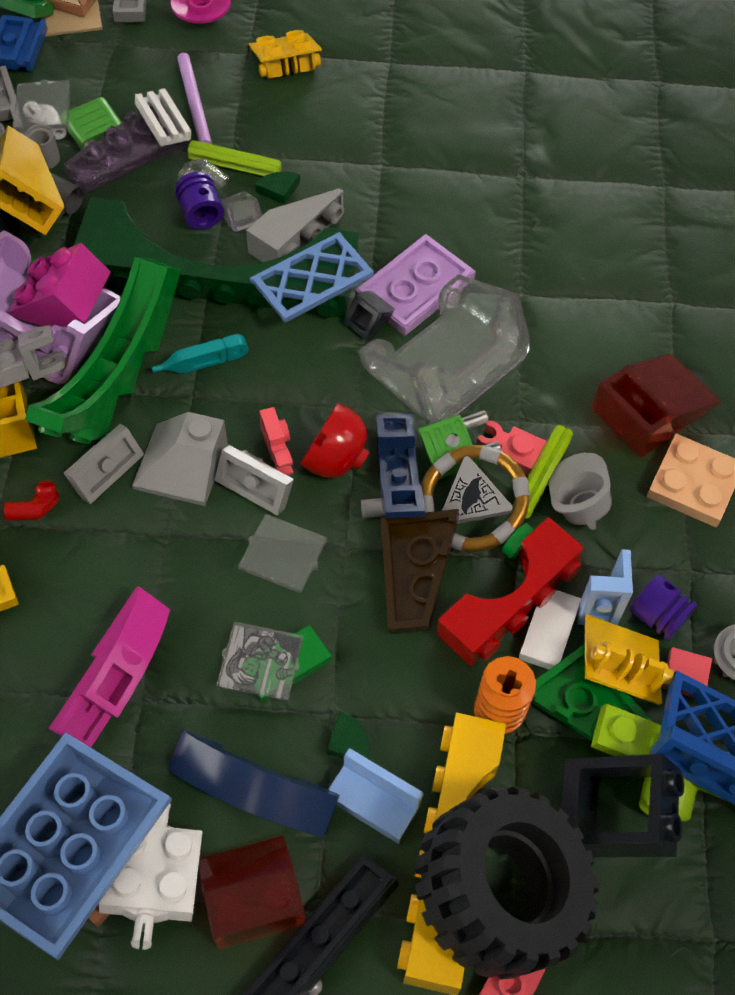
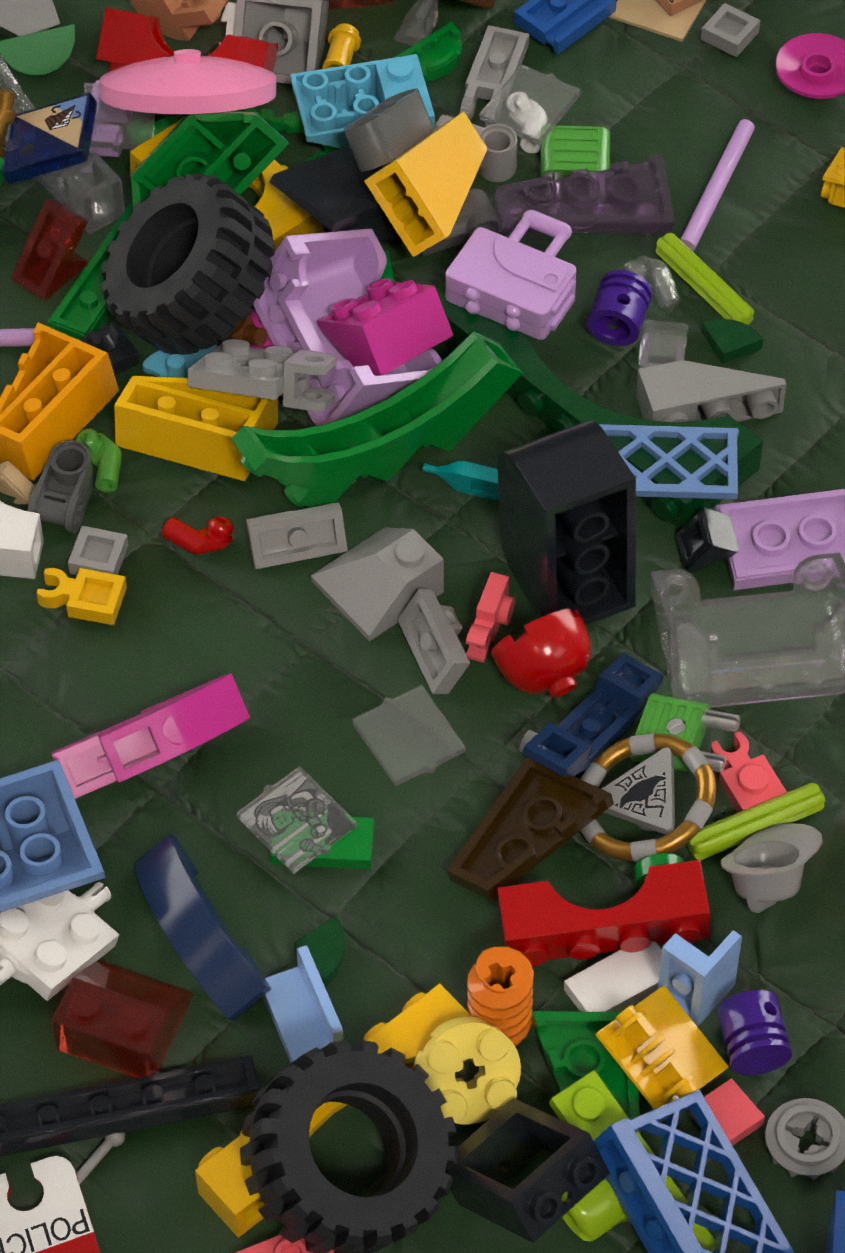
camera: 40 degrees right, 5 degrees down
(125, 214) = (514, 281): none -> lavender piece
(168, 116) = (657, 163): white tile -> none
(294, 345) = (570, 522): none -> black brick
(540, 756) = (487, 1048): none -> light yellow plate

